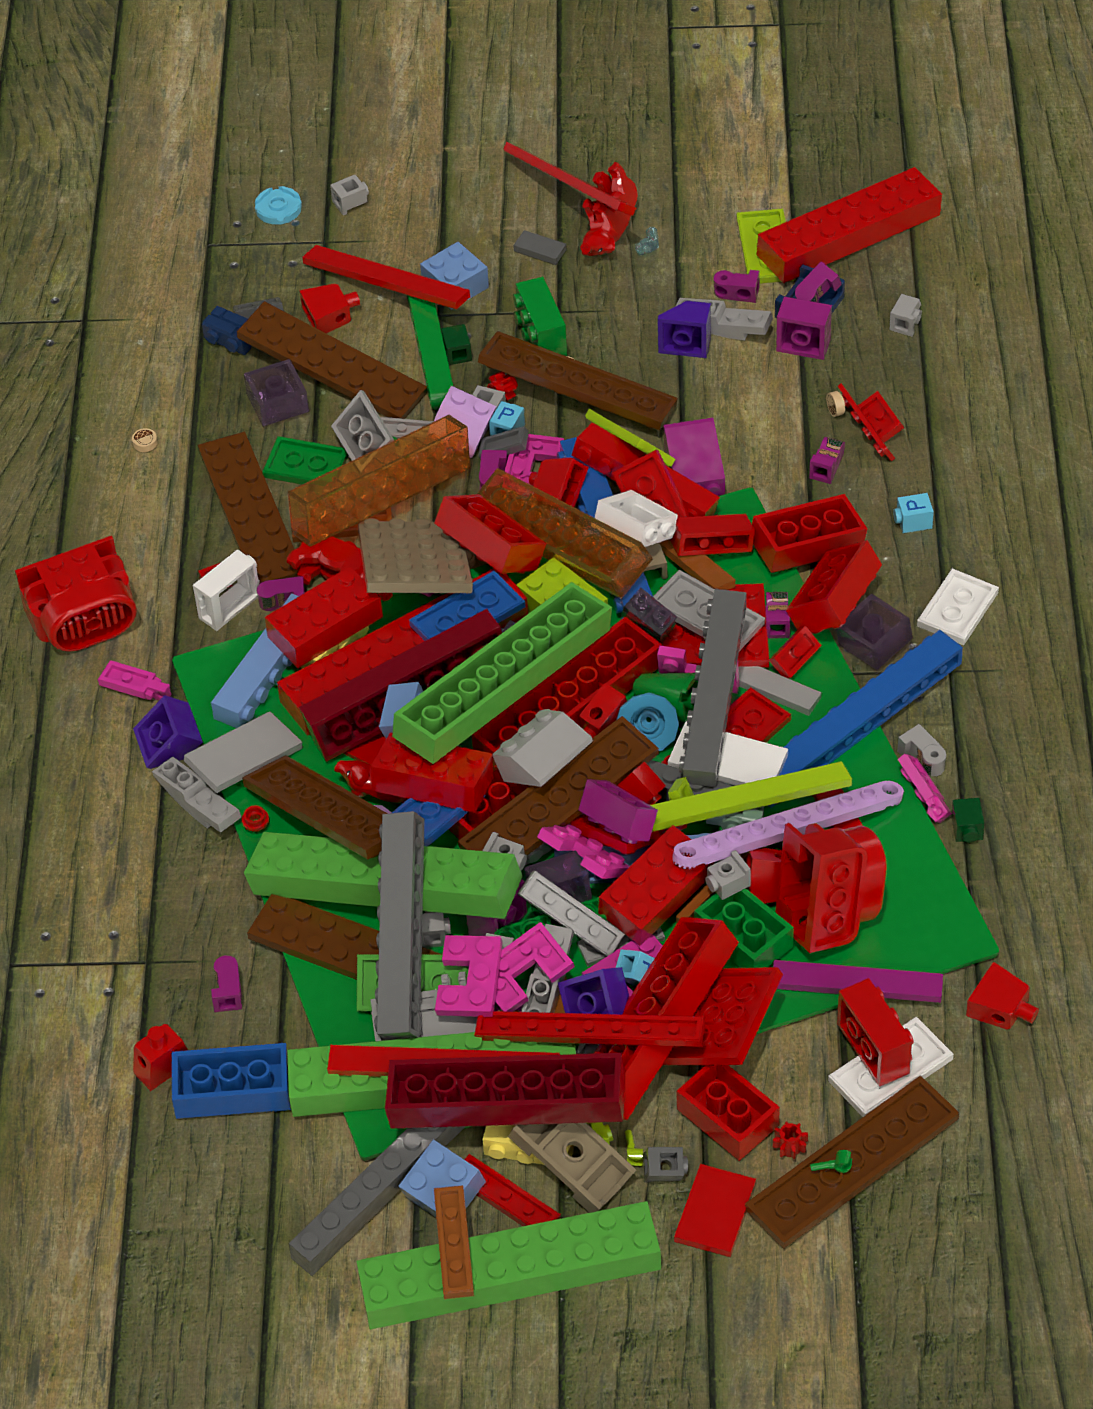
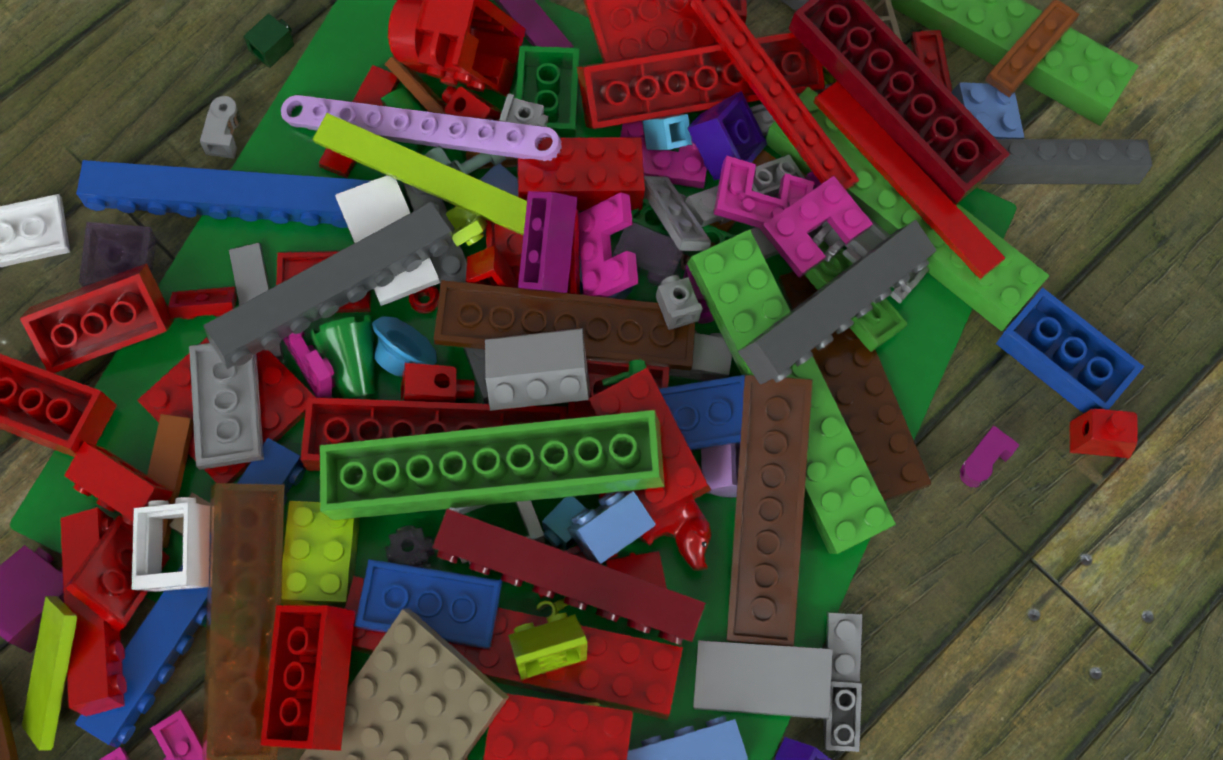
camera: 140 degrees left, 20 degrees up
(255, 813) = (820, 590): red plate -> none
(372, 627) = (548, 645): none -> lime slope
(488, 807) = (634, 367): none -> green hand
(560, 478) = (172, 690): red torso -> none
(650, 615) = (284, 433): clear purple hips -> none
(776, 614) = (163, 356): magenta leg -> none
(926, 788) = (263, 93): dark pink hinge -> none

